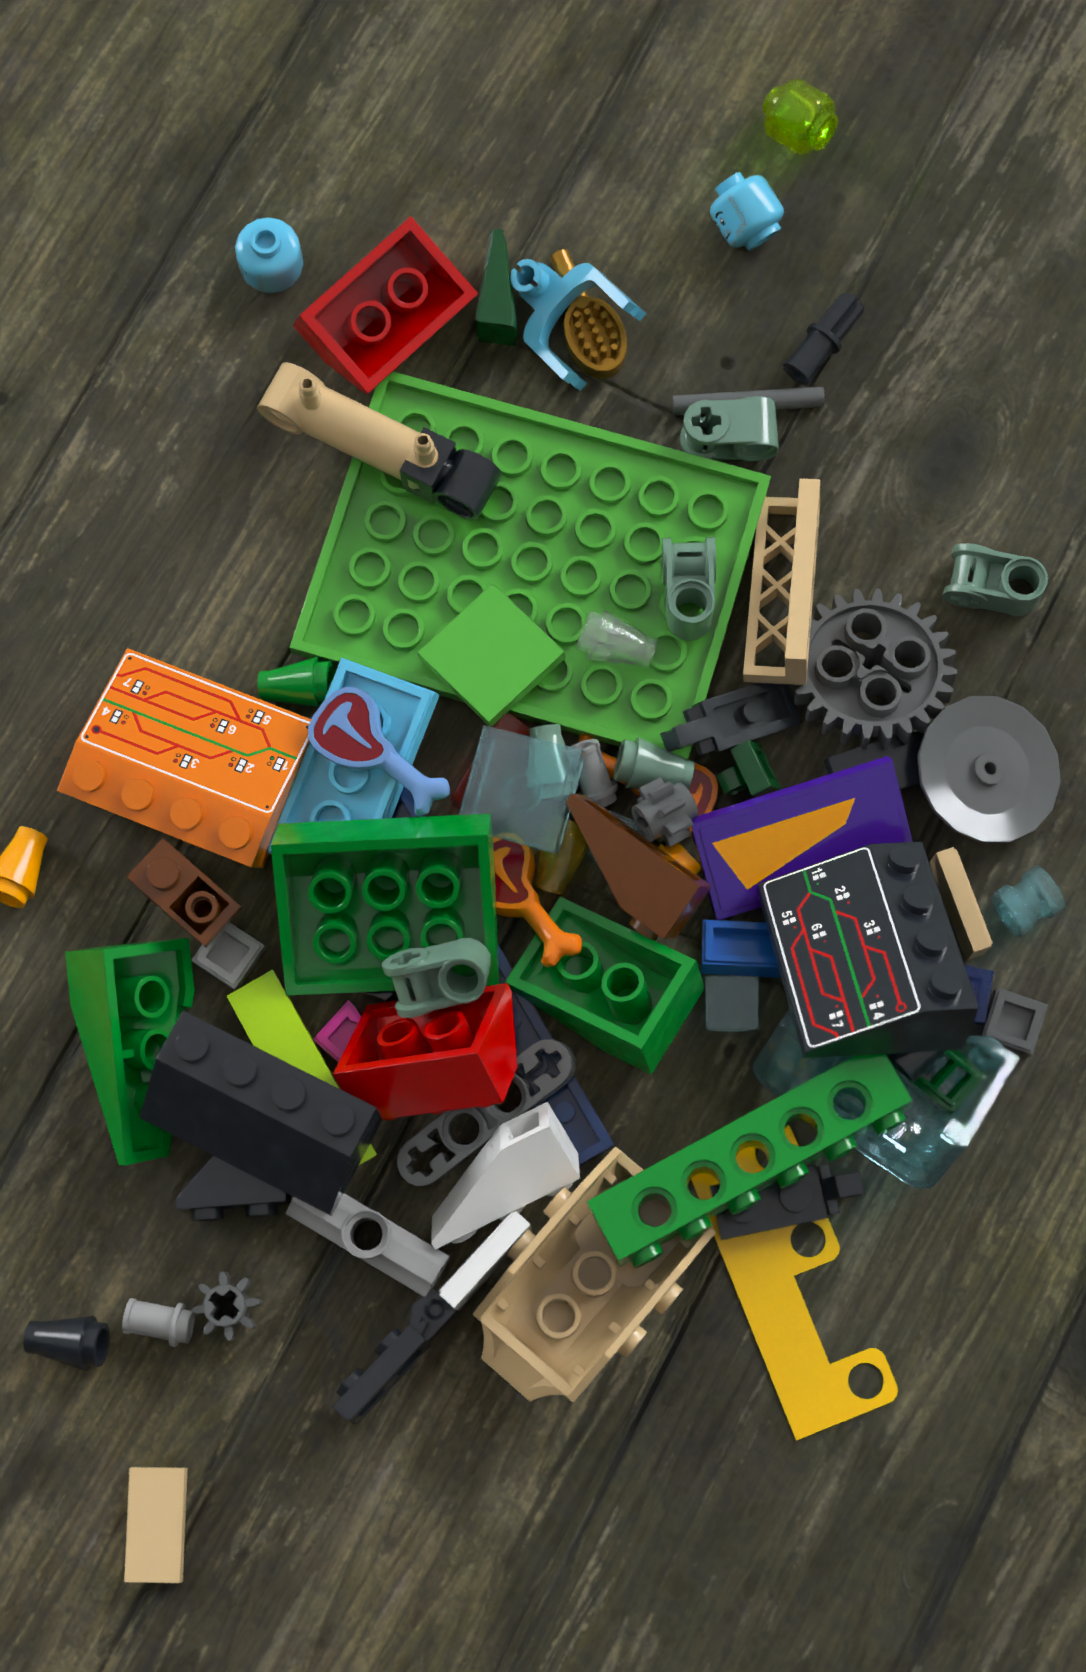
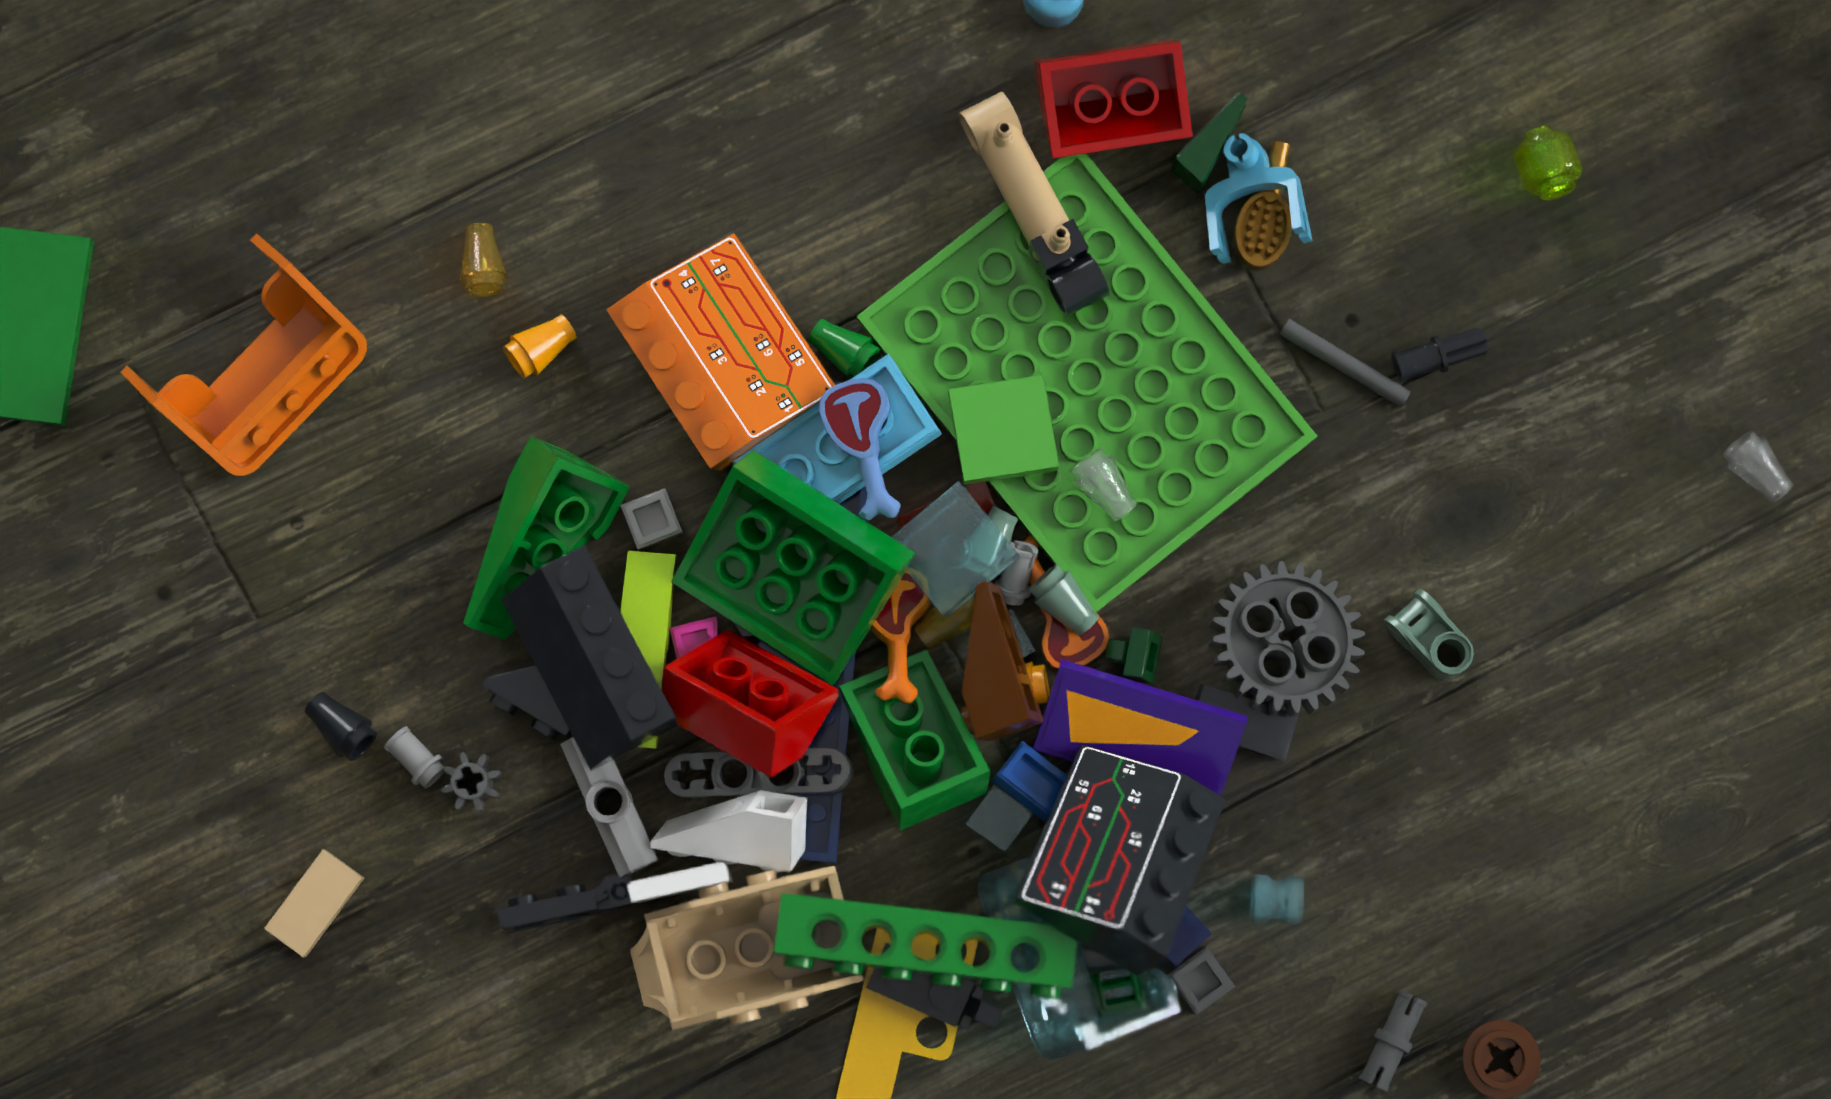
camera: 25 degrees right, 5 degrees up
(184, 893) = (648, 453): reddish brown slope -> none
(427, 980) = (782, 648): sand green piece -> none
(664, 811) = (1047, 642): dark grey gear -> none
(691, 578) = (1196, 474): sand green piece -> none
(734, 429) = (1319, 380): sand green piece -> none
(734, 718) = (1154, 606): black hinge -> none
(746, 211) = (1451, 211): medium azure head -> none
(801, 592) = (1278, 534): tan fence -> none
(960, 903) = (1224, 865): tan tile -> none
(989, 769) = (1319, 779): dark grey piece -> none

